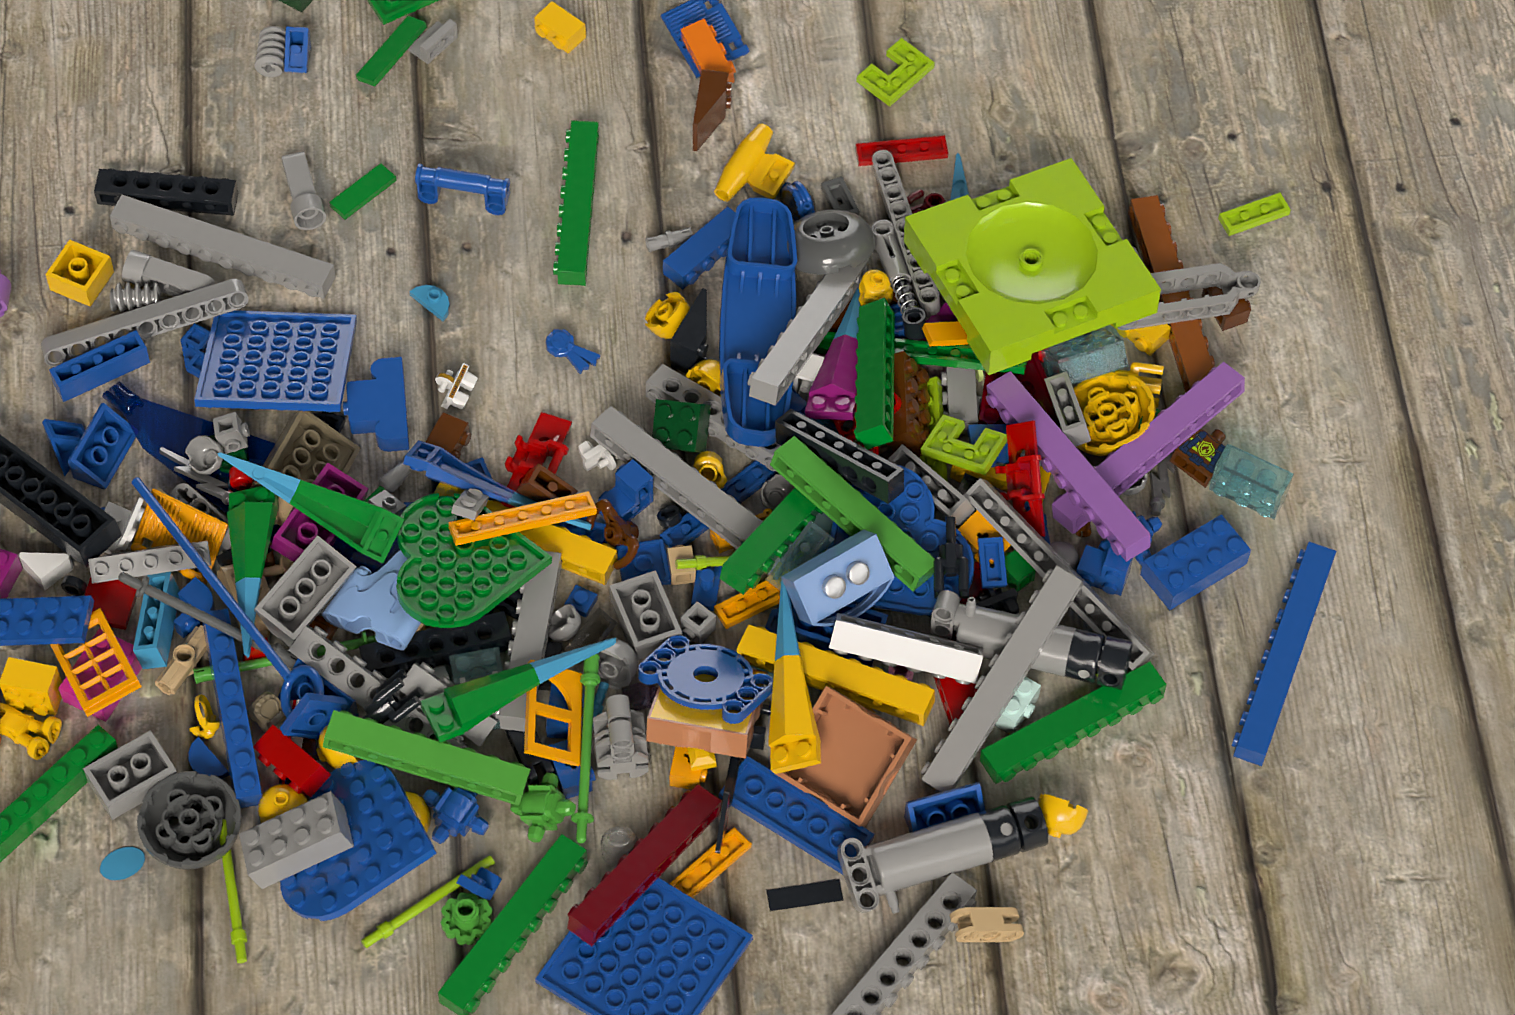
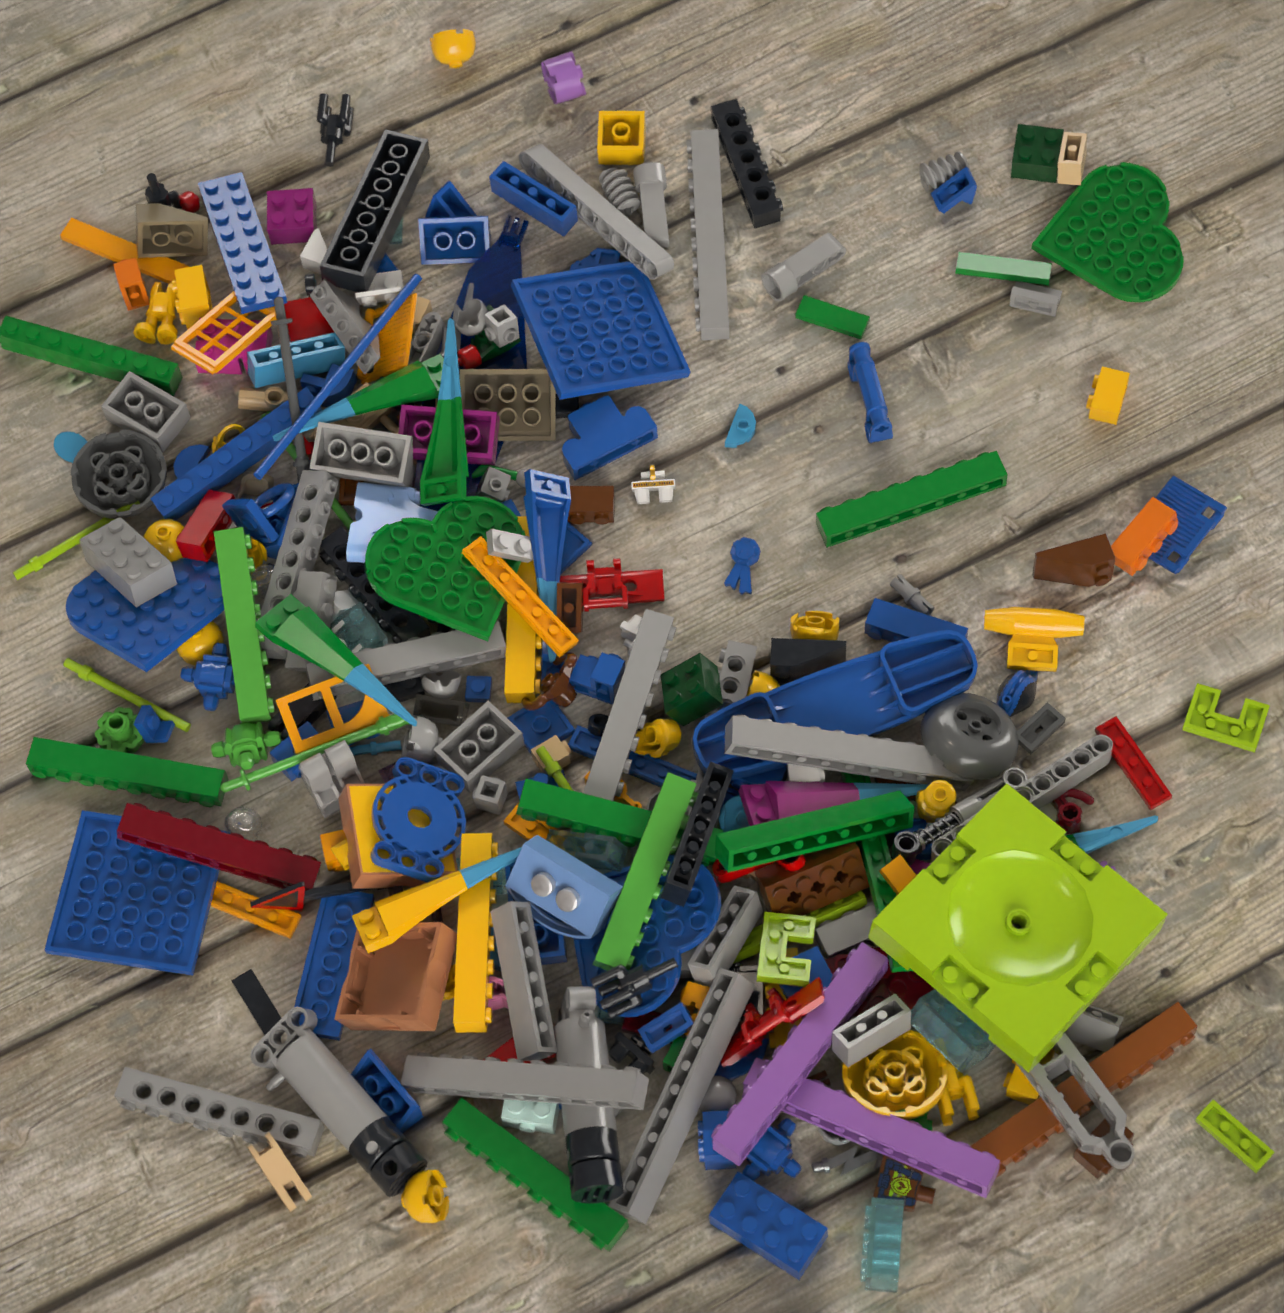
camera: 75 degrees right, 5 degrees up
(386, 703) = (276, 572): black plant -> none

